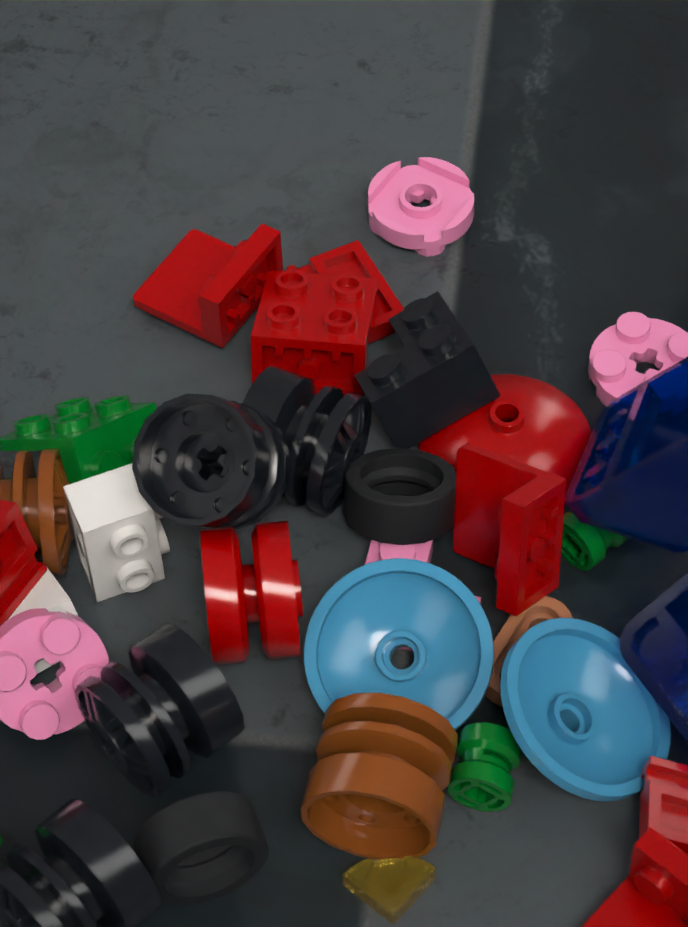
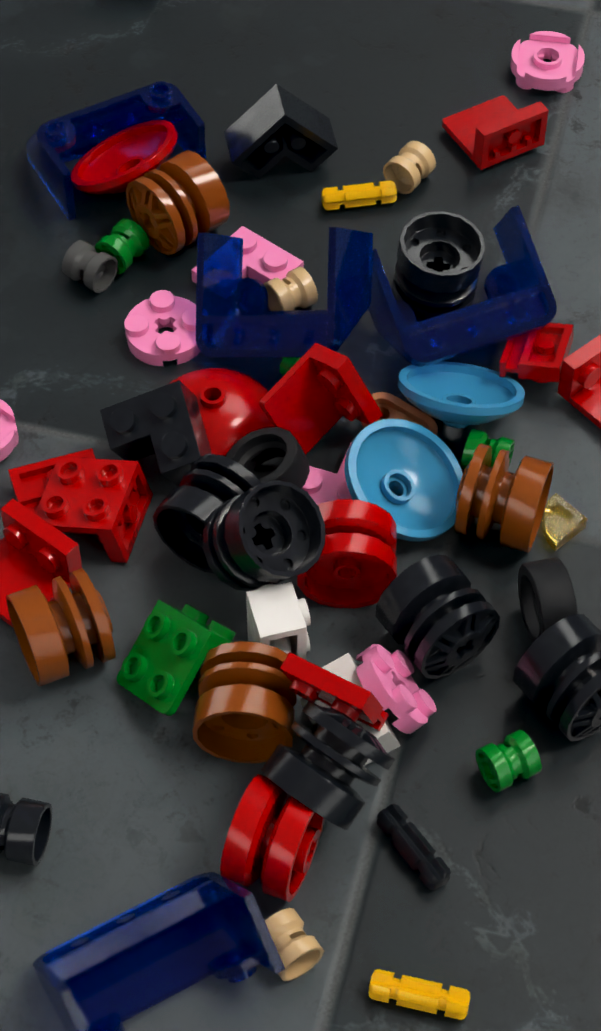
camera: 85 degrees left, 0 degrees up
(107, 317) = (62, 626): none -> dark orange wheel

